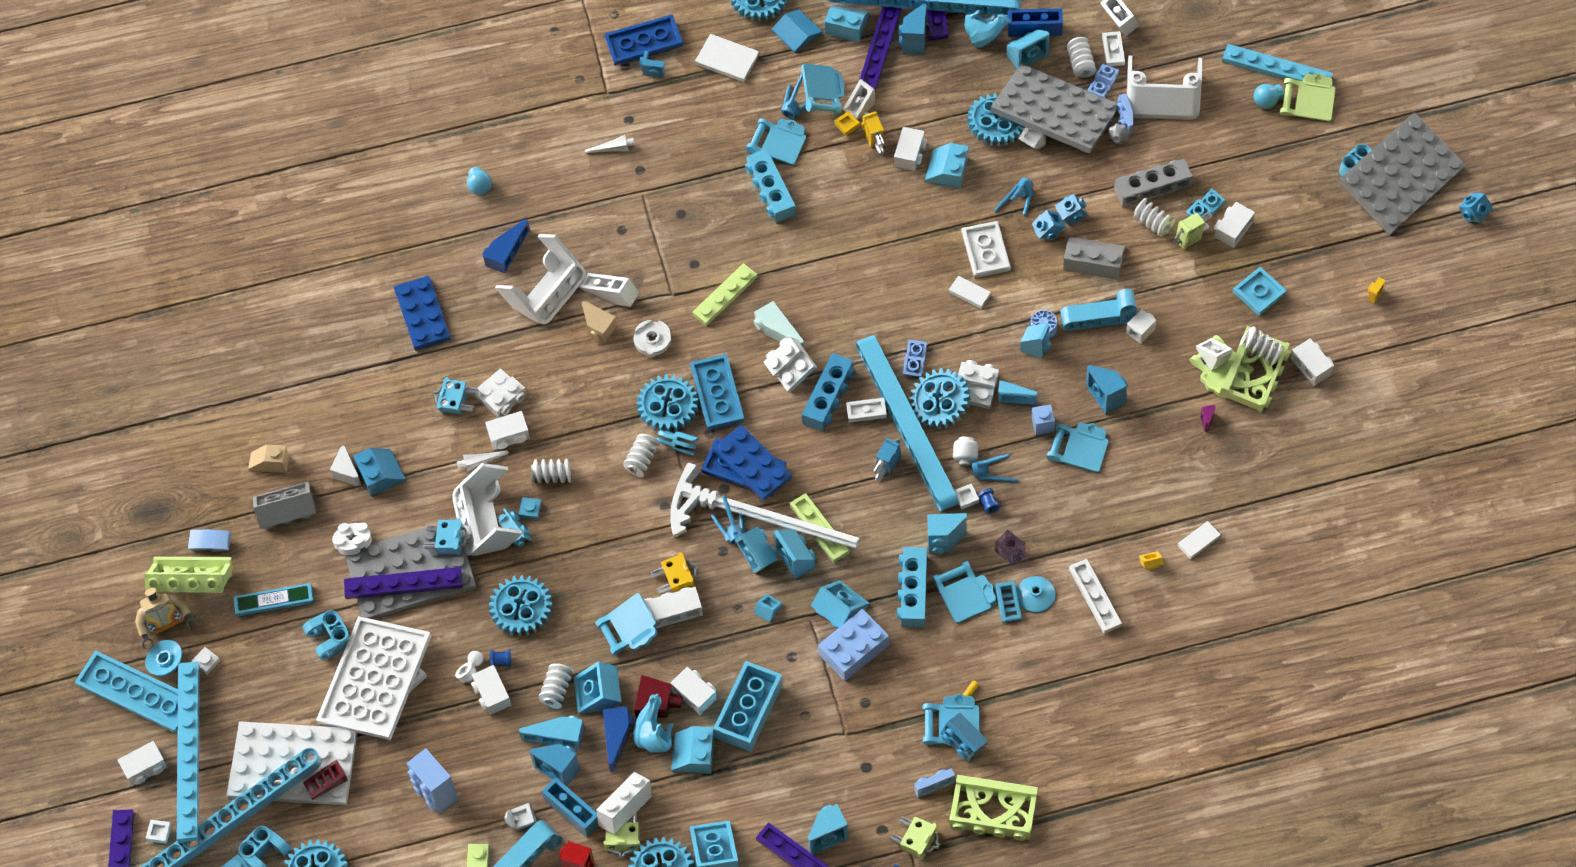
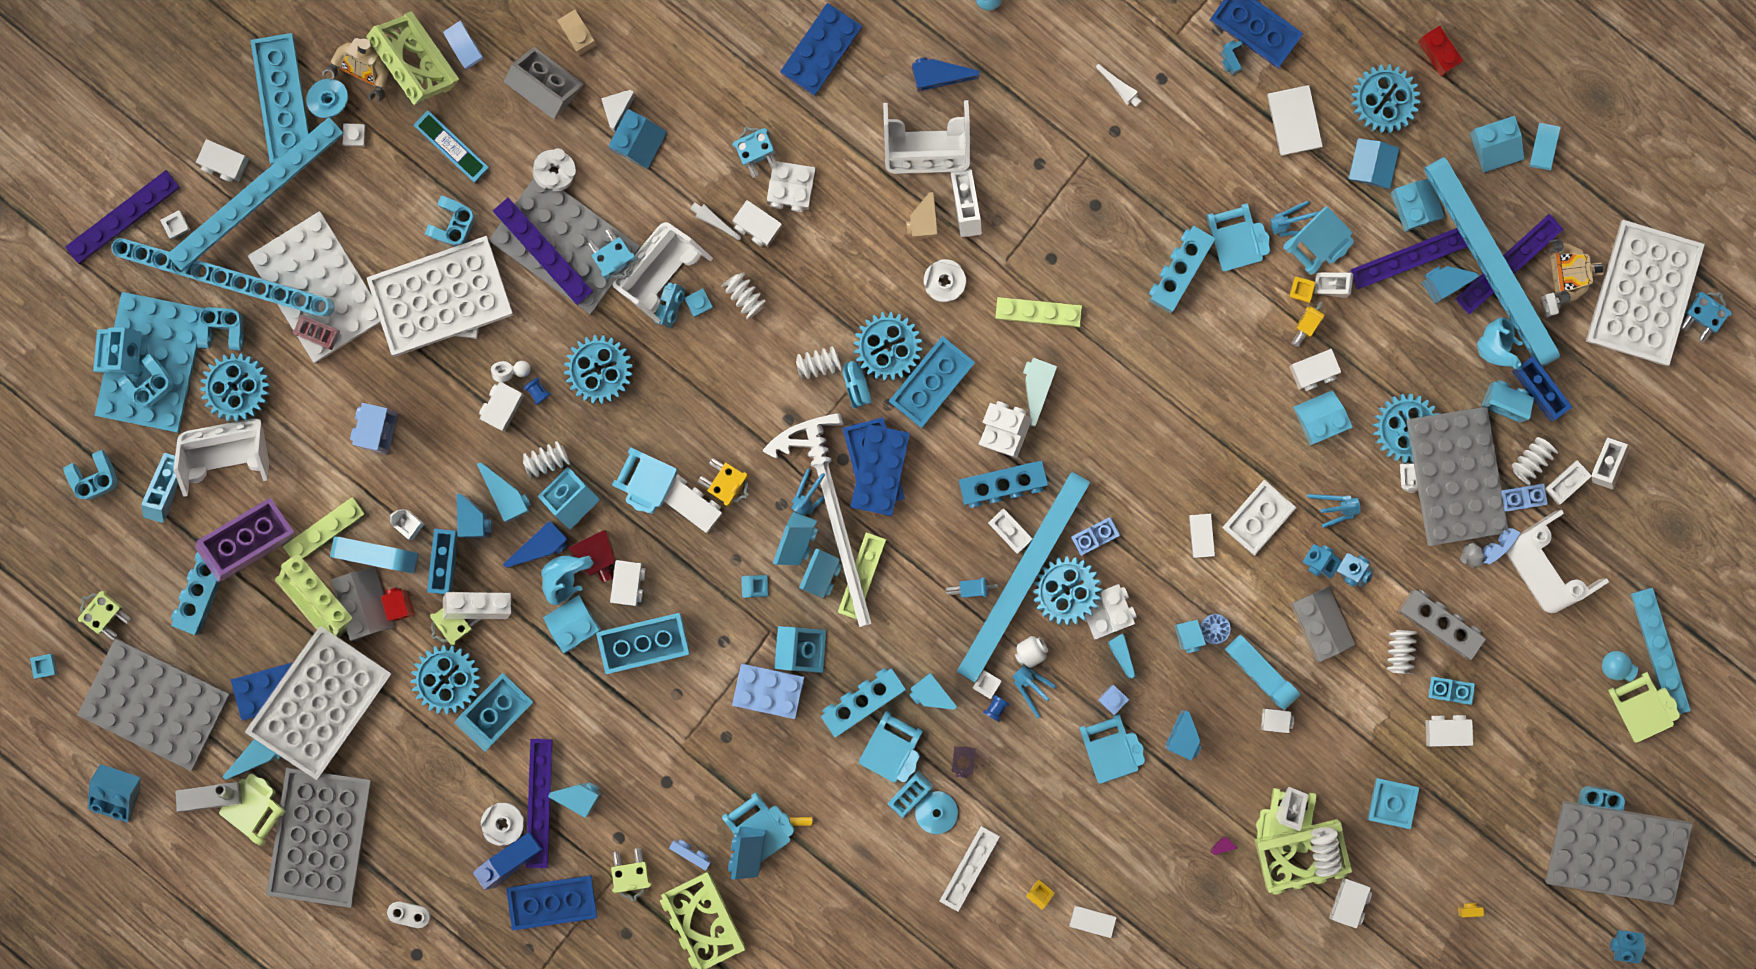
camera: 55 degrees right, 25 degrees up
(1191, 229) = (1412, 698): yellowish green piece -> none

